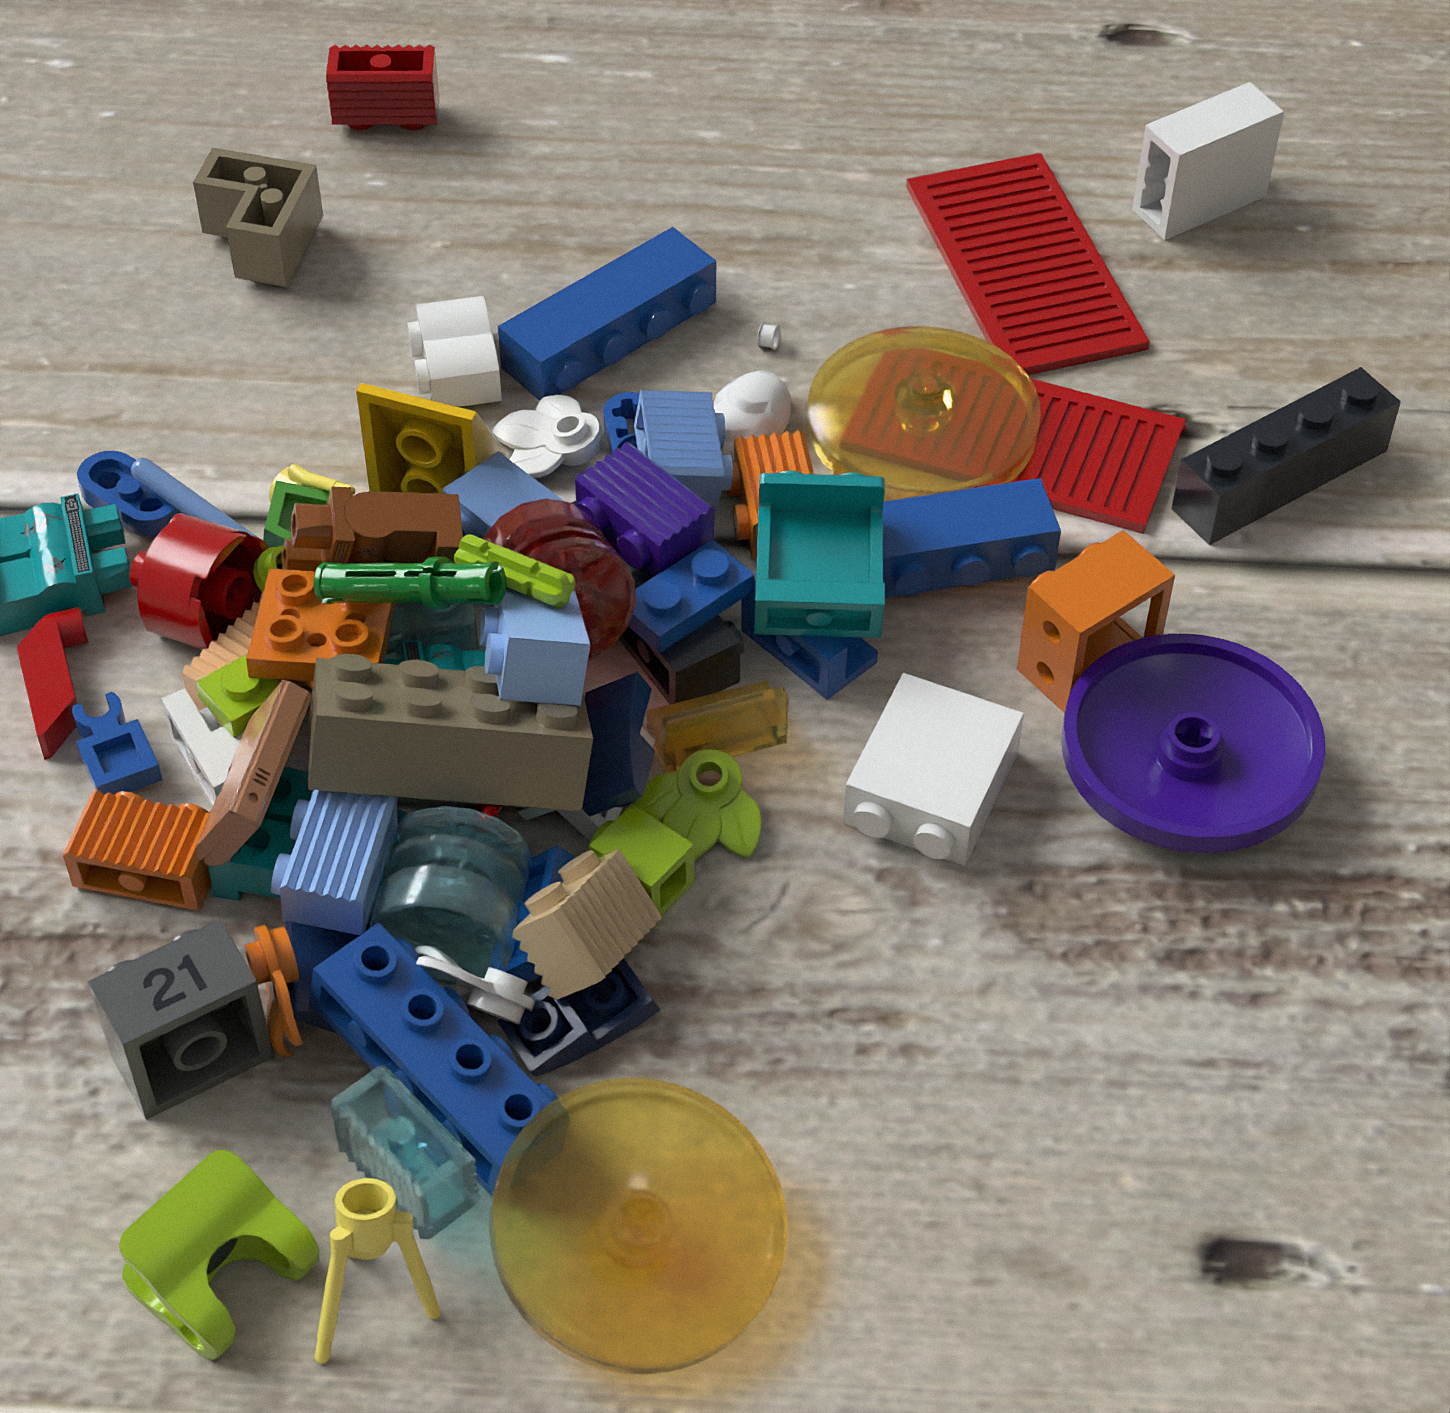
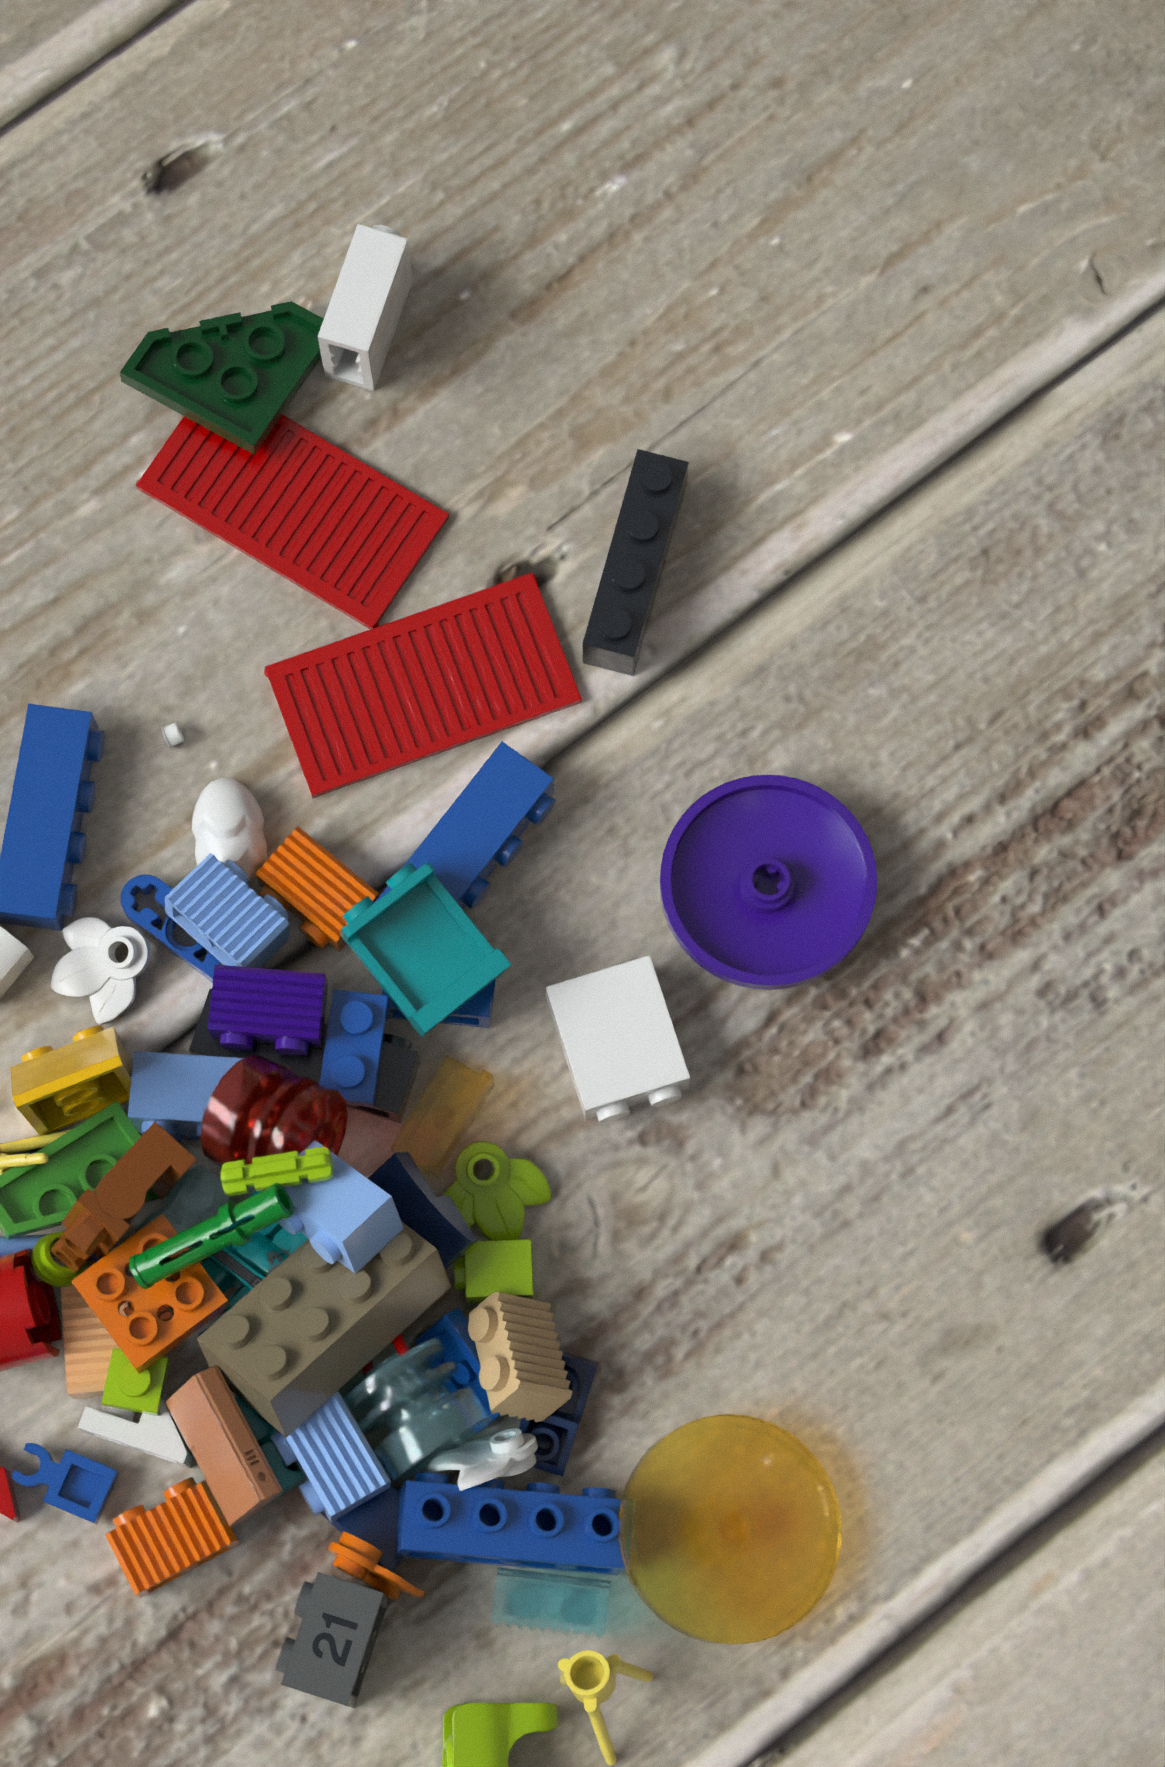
camera: 40 degrees left, 25 degrees up
(923, 411) = (352, 725): clear yellow dish -> none
(1050, 152) = (230, 369): none -> dark green plate
(1078, 609) = (635, 825): orange piece -> none

